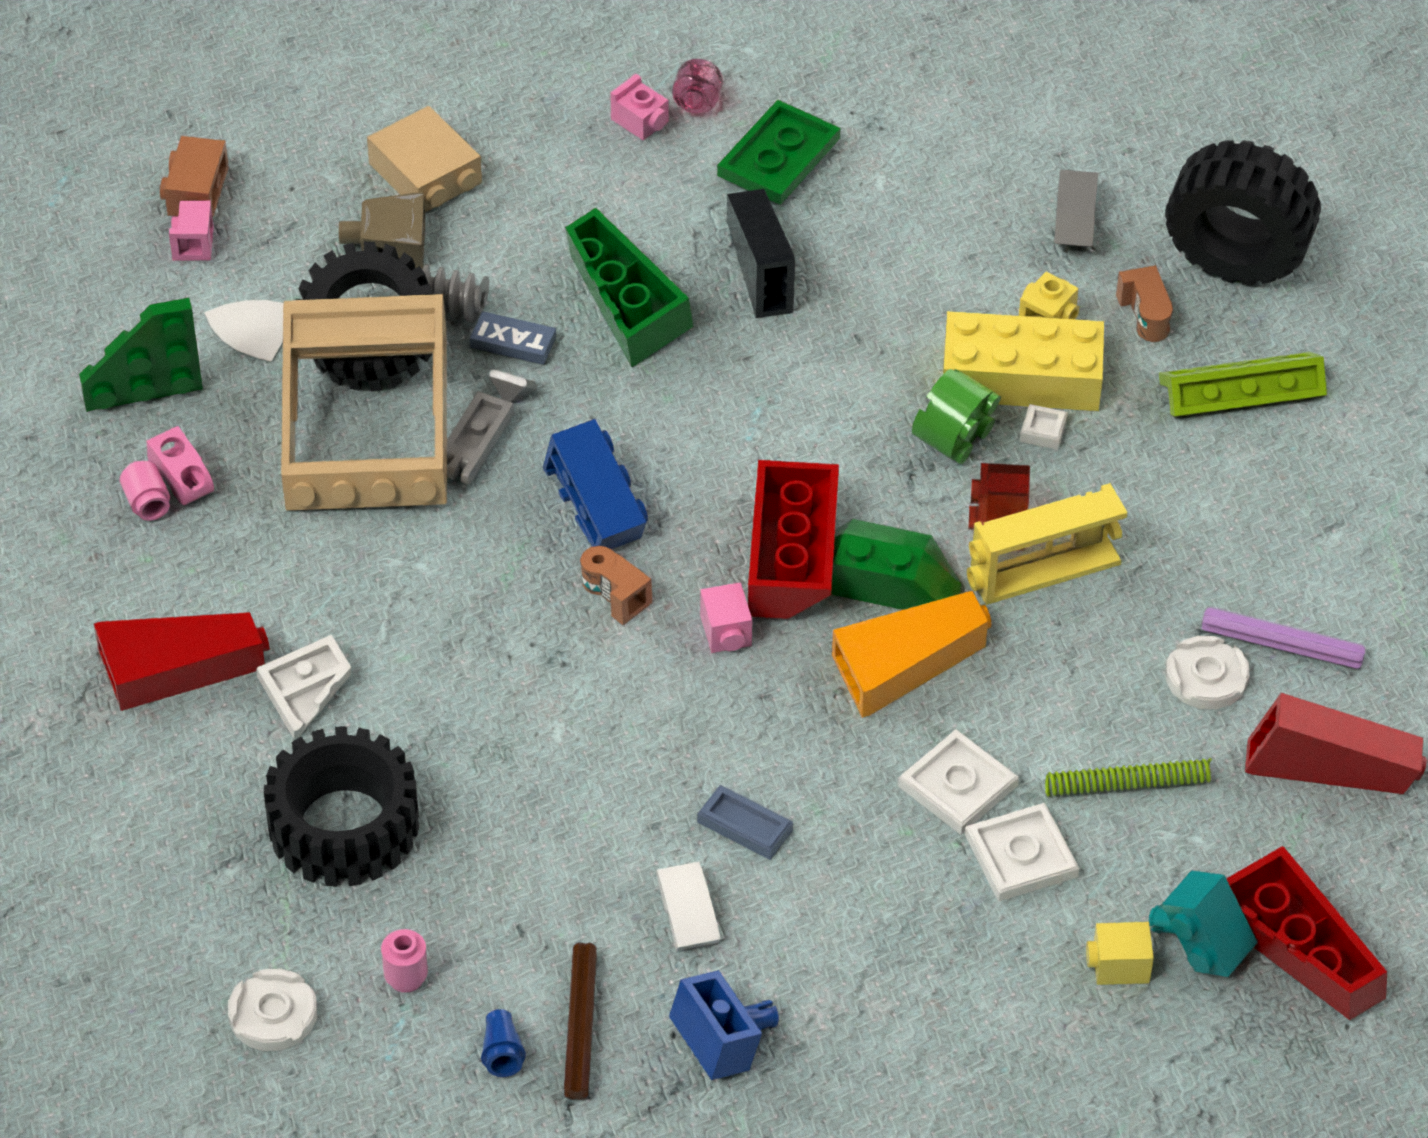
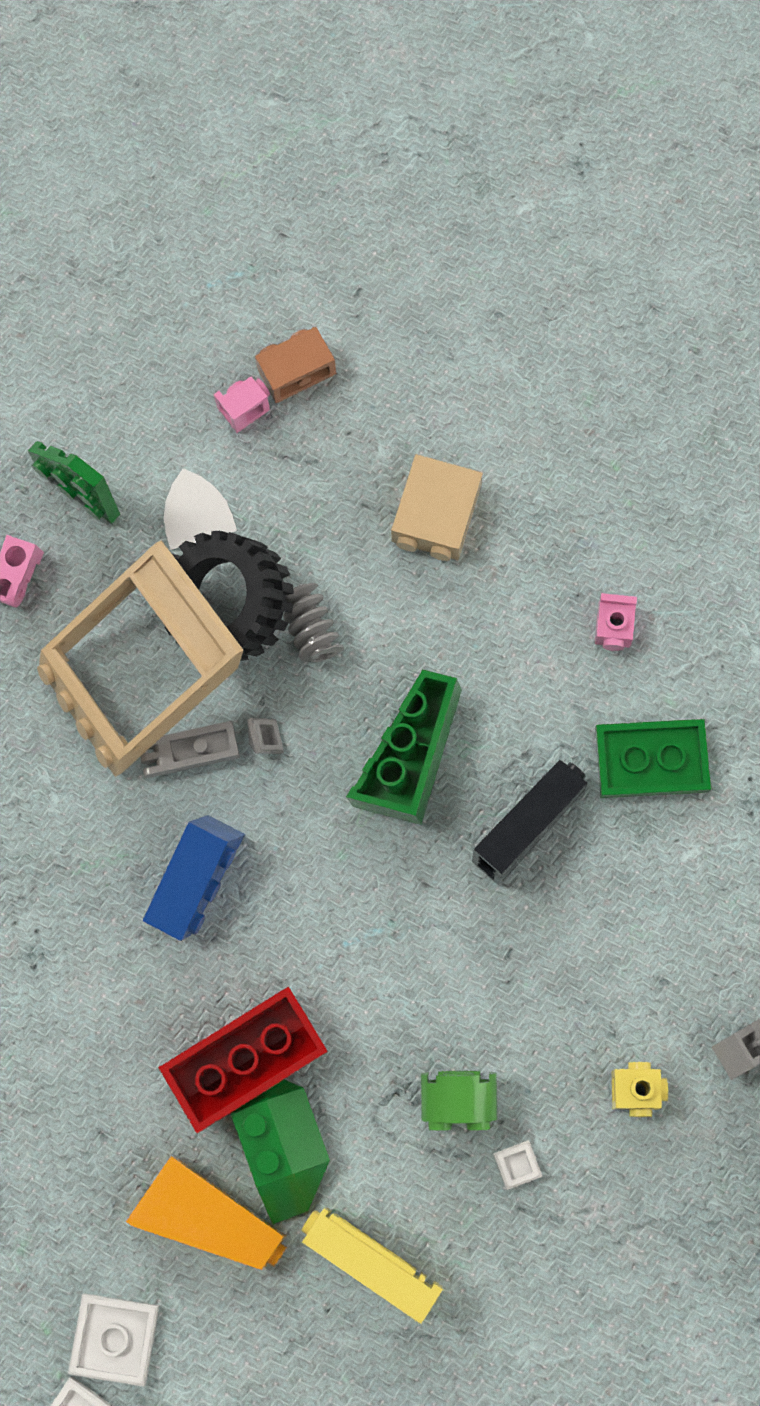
camera: 60 degrees right, 25 degrees up
(390, 221) = (346, 538): dark tan torso -> none
(513, 337) = (313, 702): sand blue tile -> none
(617, 581) = (124, 953): nougat leg -> none
(697, 86) = (670, 648): clear pink head -> none
(726, 617) = (140, 1061): bright pink brick -> none
(998, 492) = (385, 1199): clear red piece -> none
(1029, 358) = (564, 1108): light yellow brick -> none
(1149, 300) = (710, 1165): nougat leg -> none
(1245, 383) = (678, 1302): lime fence -> none

